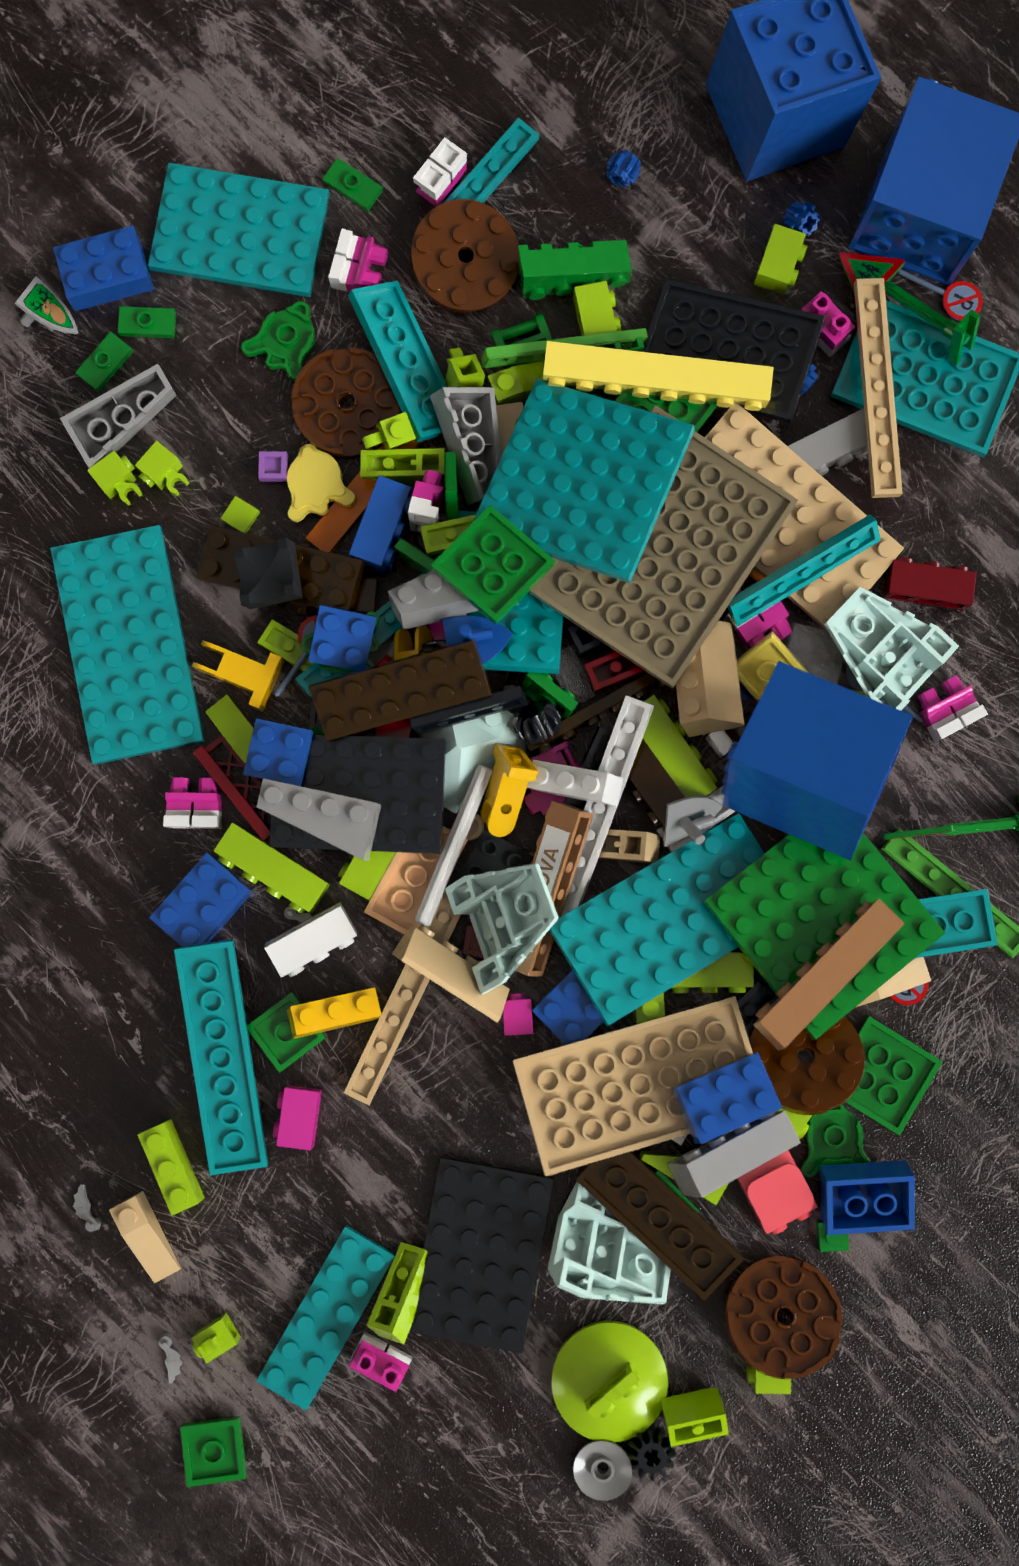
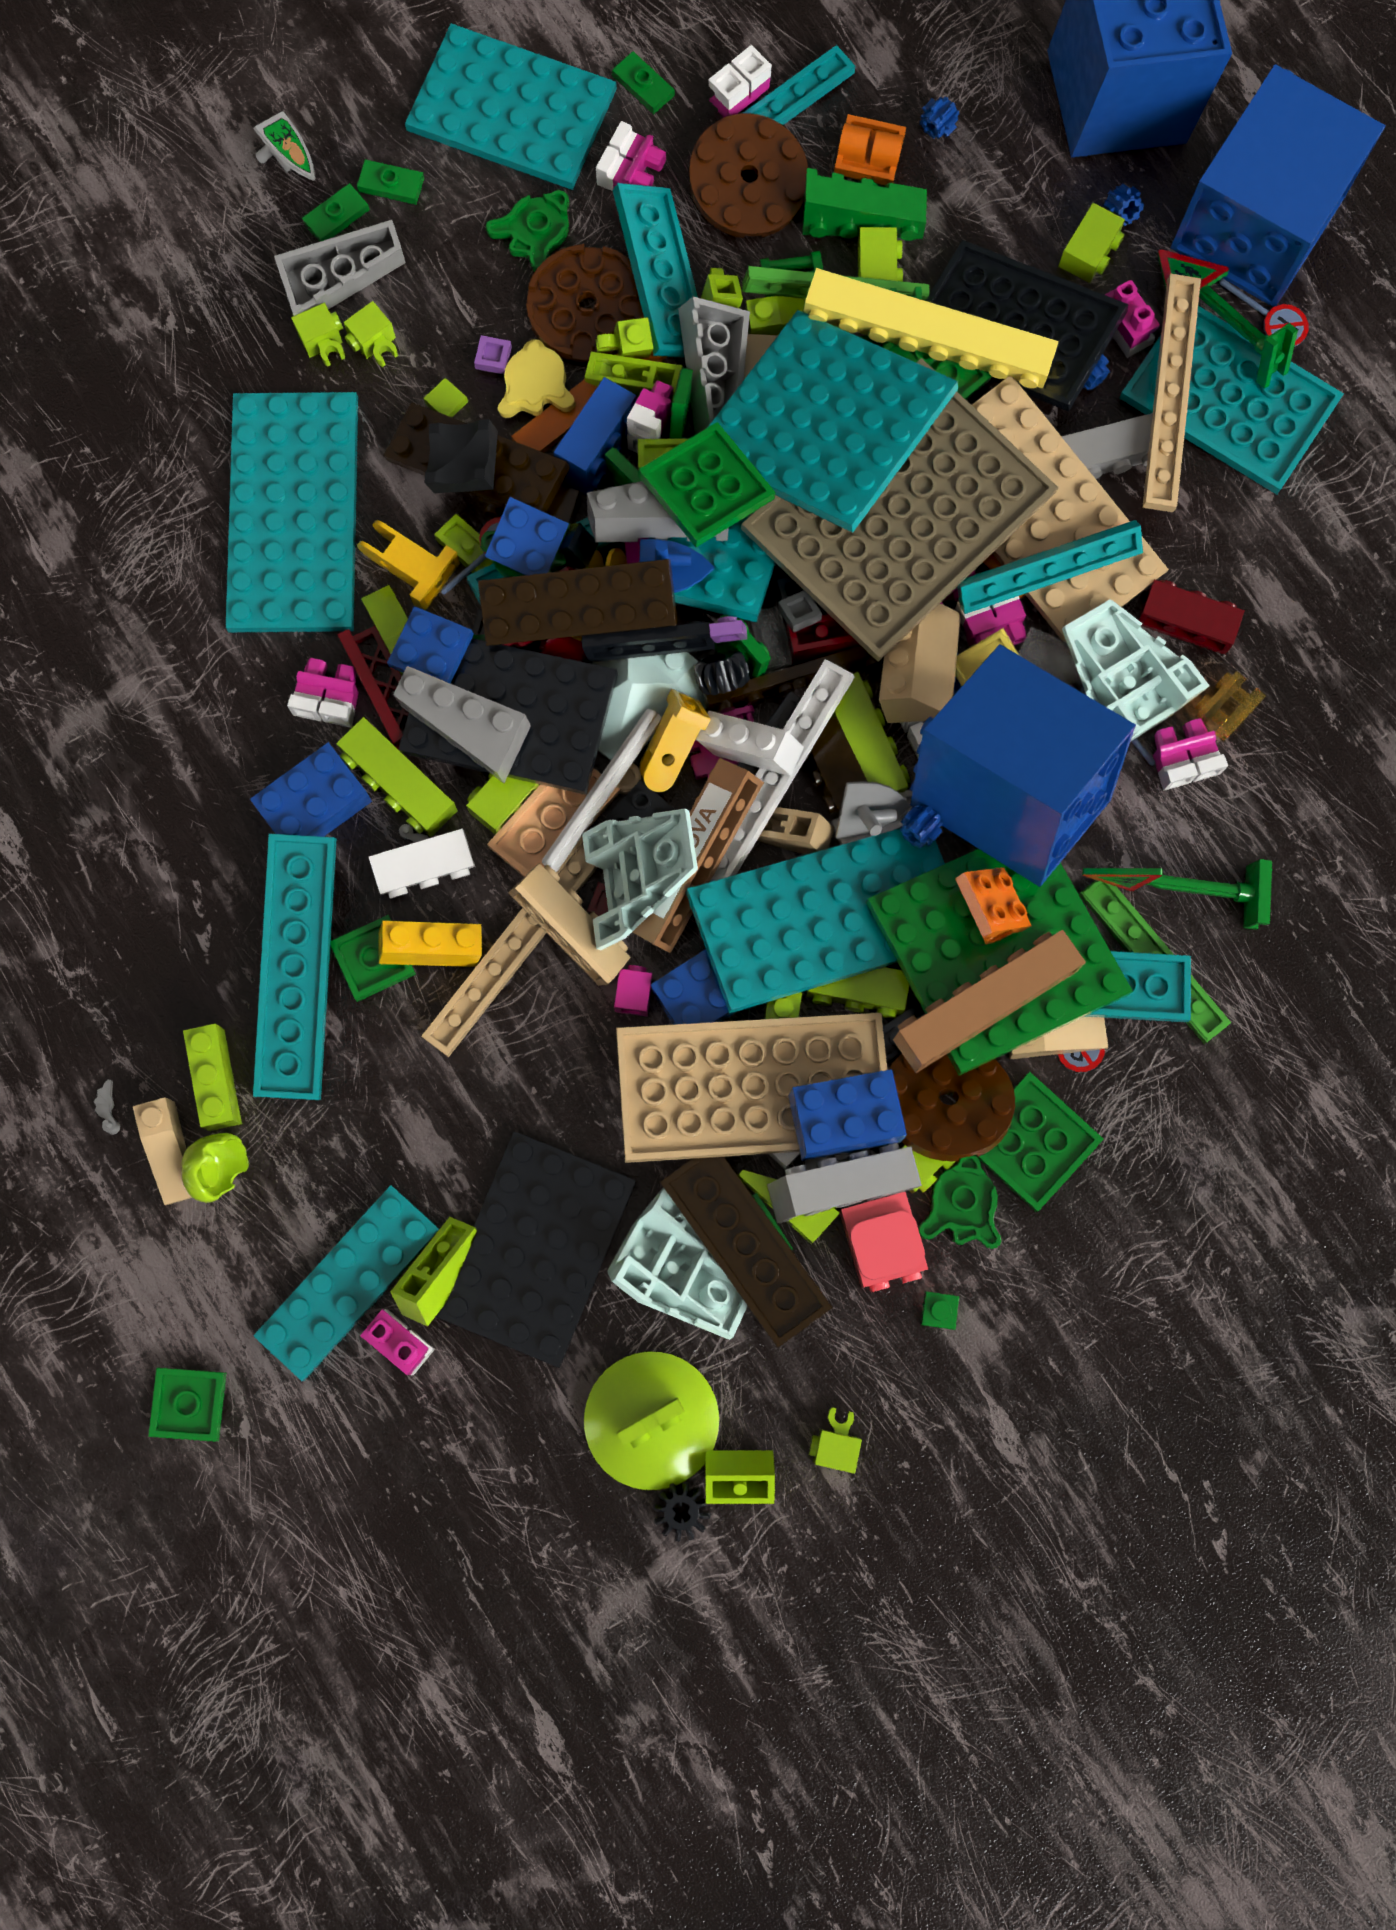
camera: 15 degrees right, 5 degrees down
(103, 268) = (356, 116): blue brick -> none
(173, 1358) = (165, 1295): light grey piece -> none
(188, 1245) = (212, 1165): none -> lime piece
(215, 1338) = (218, 1278): lime brick -> none
(298, 1117) = (365, 1052): dark pink brick -> none
(387, 632) = (578, 545): none -> black plate
(536, 687) = (728, 630): none -> medium lavender plate
(567, 210) = (869, 149): none -> orange plate
(594, 655) = (799, 611): none -> dark grey plate
(599, 1483) = (605, 1520): light grey dish -> none
(737, 824) = (921, 826): none -> blue gear
(814, 885) = (993, 903): none -> orange plate
(814, 1311) = (858, 1419): reddish brown plate -> none
(867, 1197) = (986, 1270): blue brick -> none
(974, 642) = (1228, 687): none -> clear yellow brick

